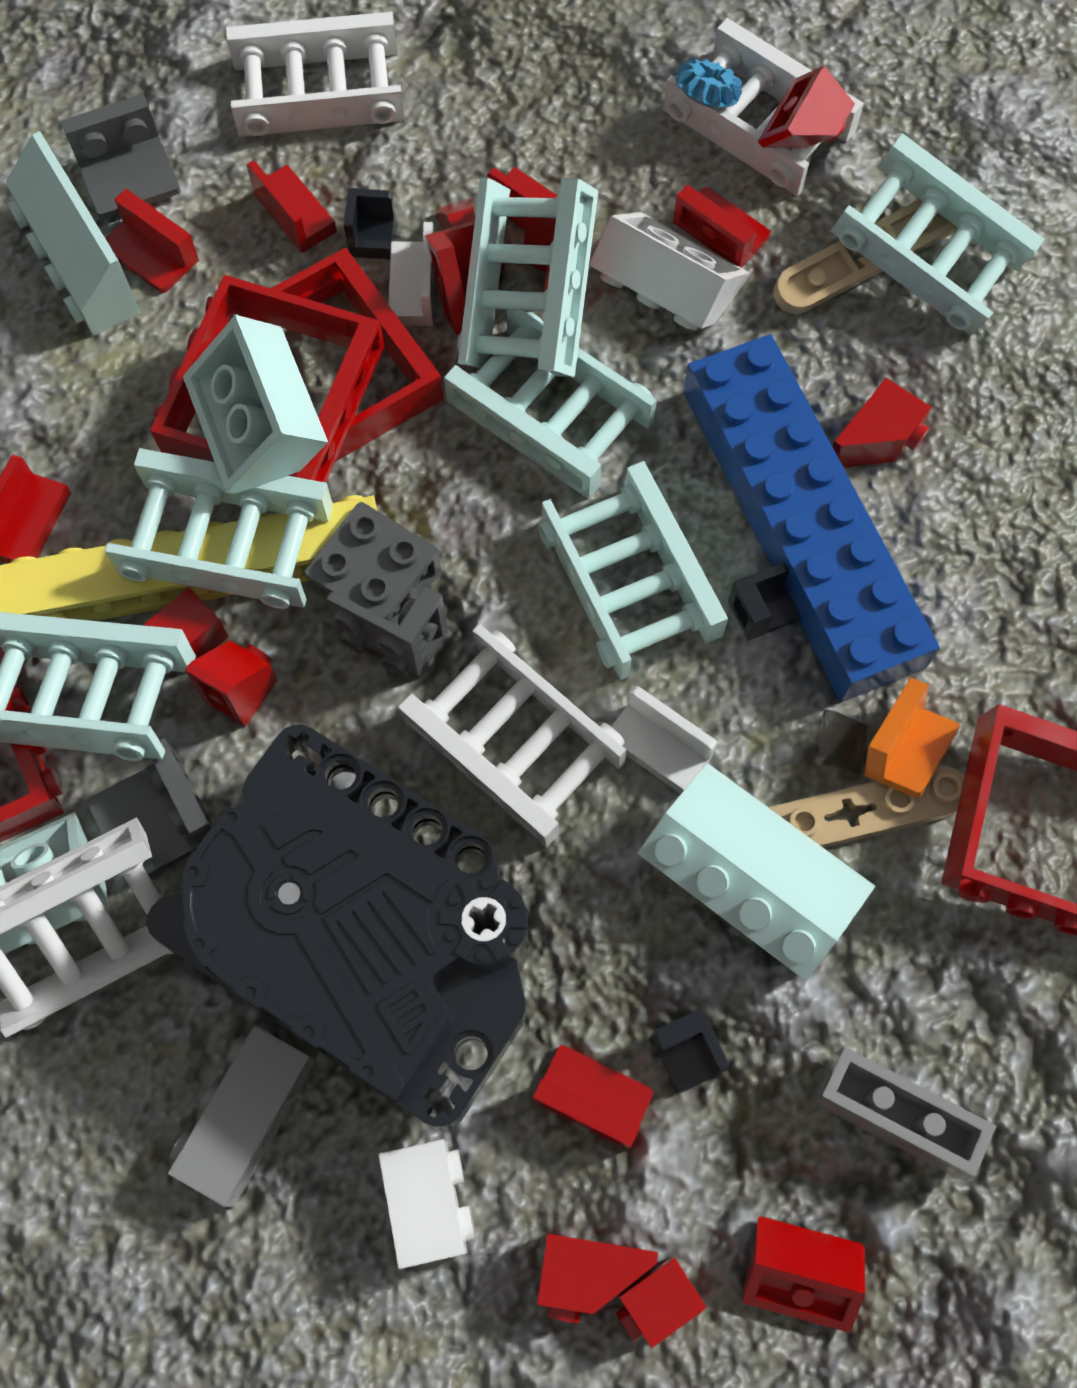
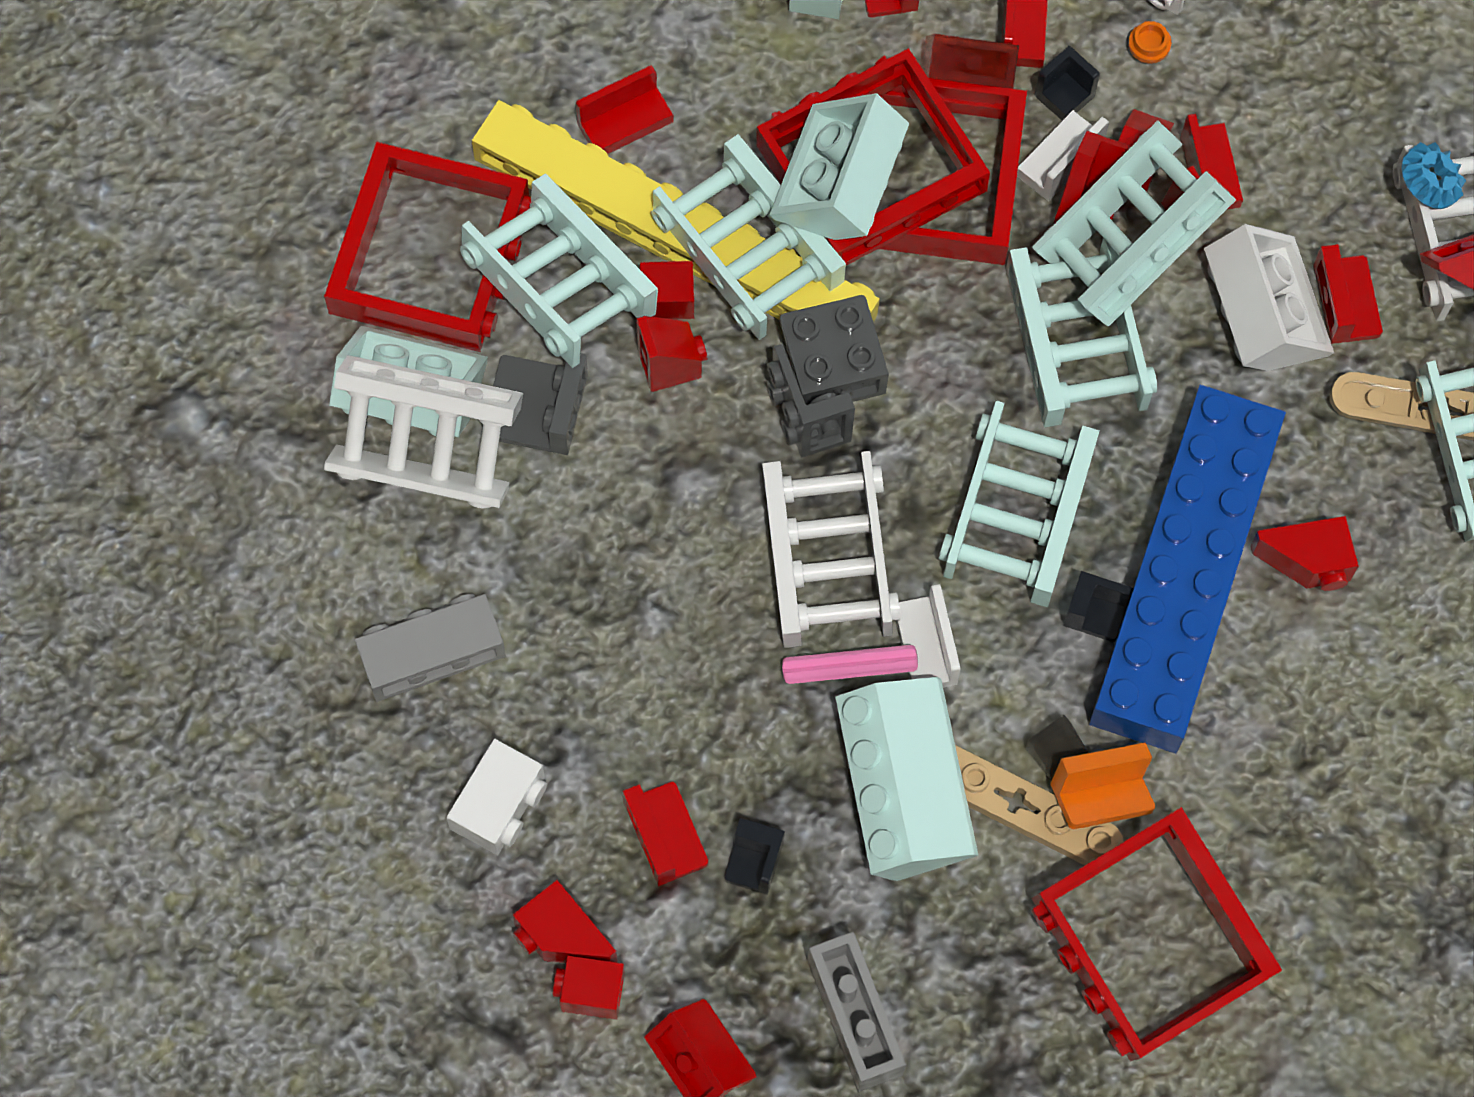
camera: 40 degrees right, 0 degrees up
(280, 254) = (970, 60): none -> clear red slope
(355, 925) = (605, 583): black piece -> none
(403, 150) = (1149, 42): none -> orange plate
(617, 815) = (850, 664): none -> bright pink axle

